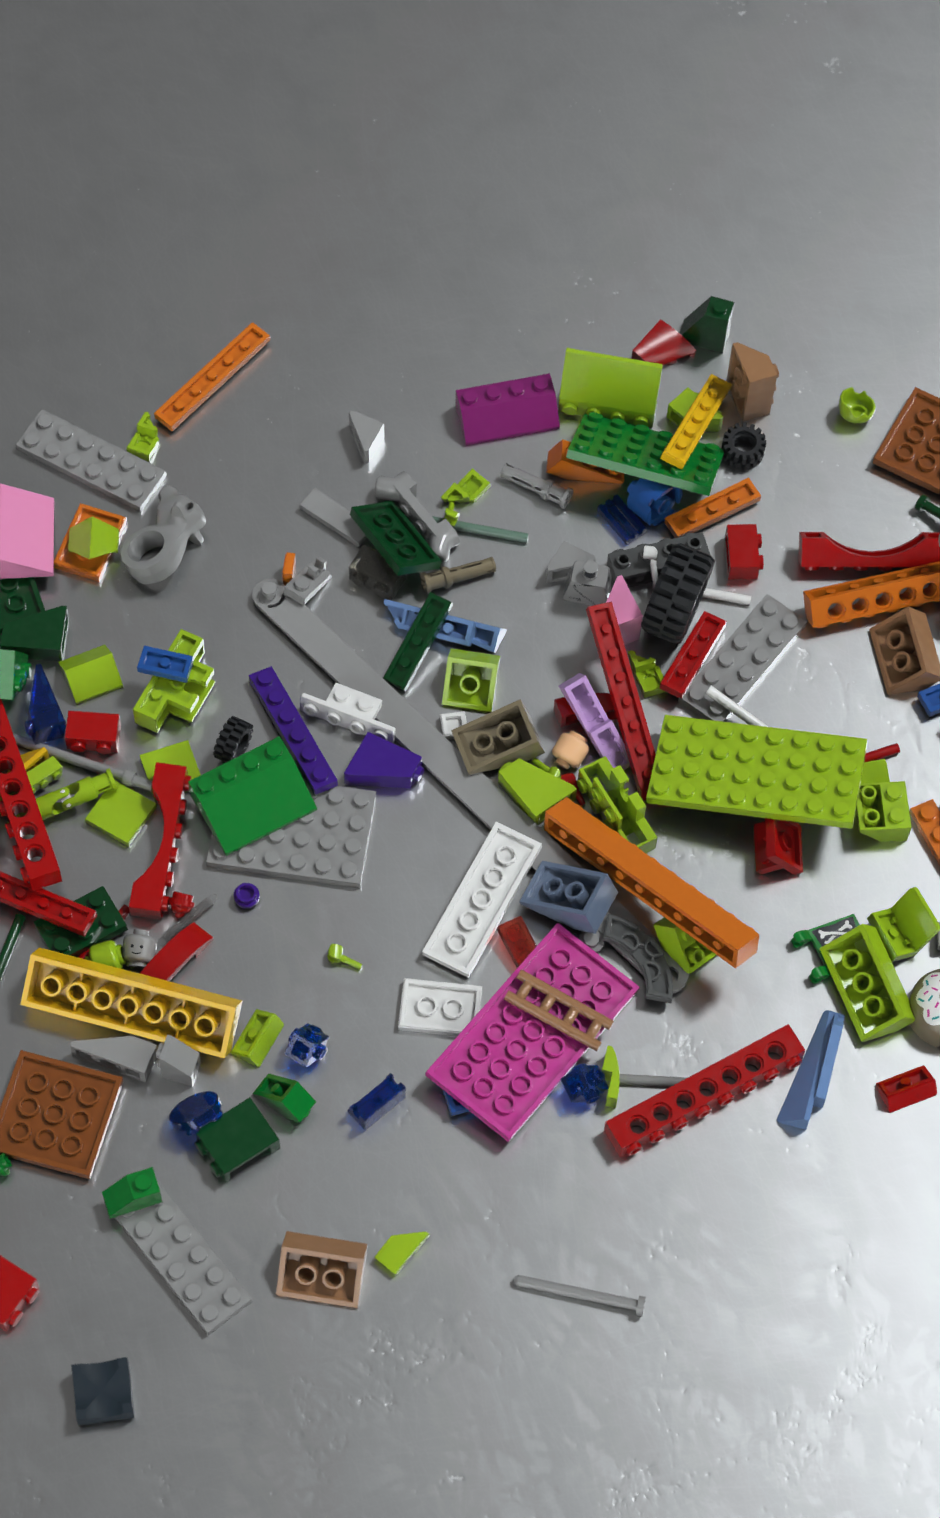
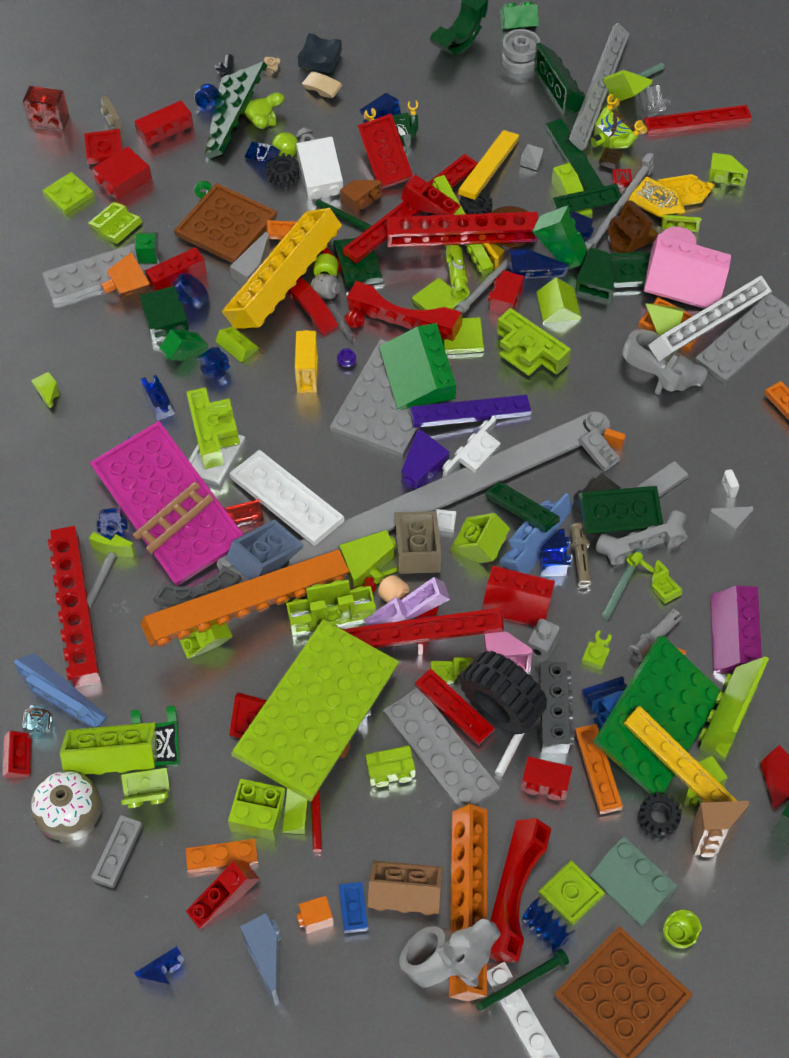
camera: 110 degrees right, 5 degrees down
(45, 1357) = (68, 193): none -> lime plate
(49, 1033) = (278, 229): none -> orange plate
(87, 1269) = (115, 222): none -> lime slope
(94, 486) = (709, 318): none -> white brick
(102, 1391) = (29, 212): black brick -> none
(145, 439) = (759, 375): lime slope -> none
(164, 1146) = (165, 273): none -> red brick
(165, 664) = (539, 328): blue plate -> none
(178, 1061) = (229, 284): light grey slope -> none
(195, 1205) = (125, 277): none -> orange torso
(233, 739) = (469, 368): black tyre -> none
(277, 929) = (306, 361): none -> yellow window
(316, 443) = (730, 483): none -> white tile
(321, 1269) = (54, 339): medium nougat slope -> none
(335, 956) = (281, 400): lime hand -> none
(415, 1008) = (213, 426): none -> lime piece
(469, 598) = (554, 555): none -> clear blue slope
(536, 624) = (520, 595): none -> red slope
(563, 561) = (572, 636): light grey slope -> none
(576, 535) = (597, 652): none -> lime plate
(650, 552) = (553, 689): white hand -> none
(734, 707) = (380, 731): white bar -> none
(782, 699) = (390, 766): none -> lime brick
(823, 455) = (633, 881): none -> sand green slope
(852, 509) = (571, 893): none -> lime tile
(865, 1074) = (37, 721): none -> clear light blue head
(897, 517) = (546, 925): none -> clear blue piece

